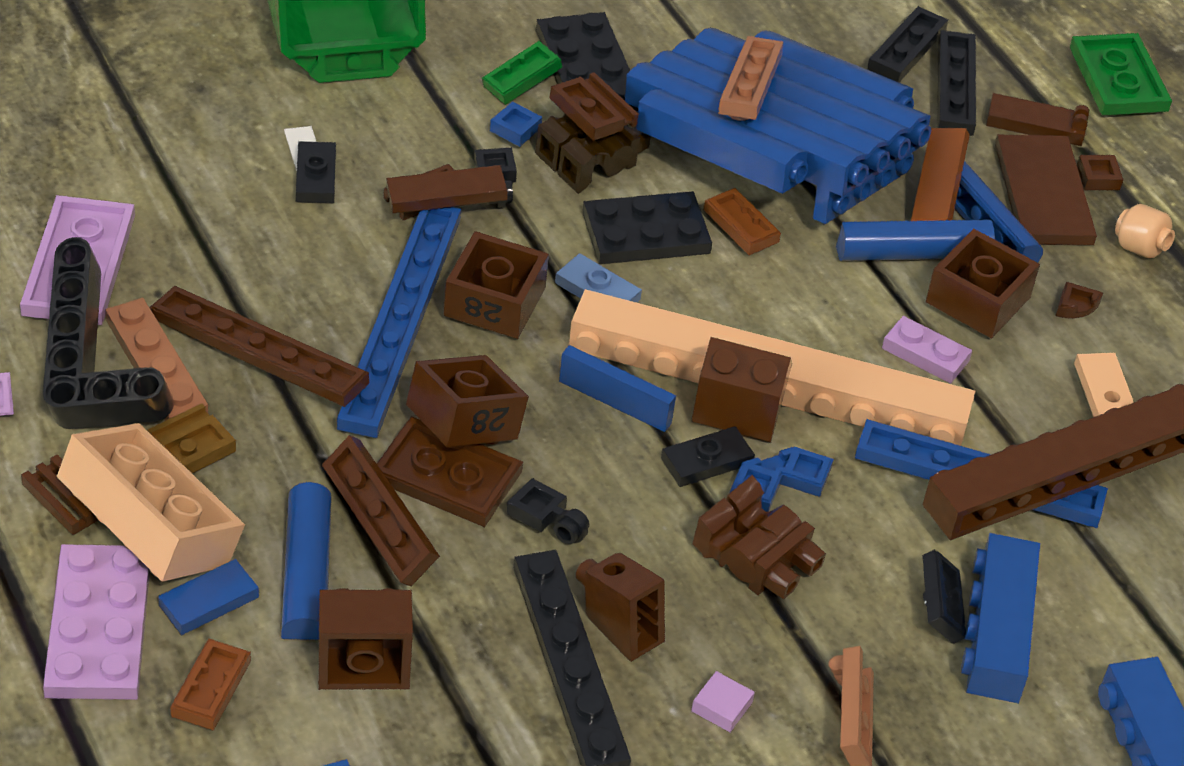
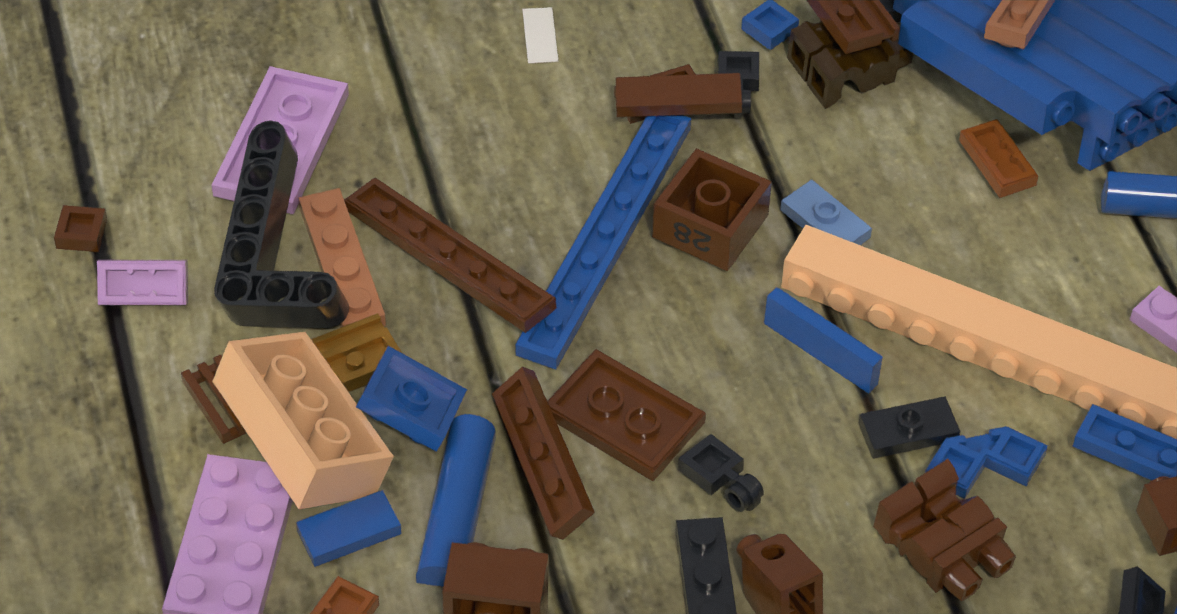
camera: 15 degrees right, 5 degrees up
(250, 474) = (411, 398): none -> blue plate
(316, 172) = (546, 61): black plate -> none
(467, 400) = (654, 340): reddish brown brick -> none
(646, 227) = (892, 155): black plate -> none
(741, 389) = (956, 357): reddish brown slope -> none

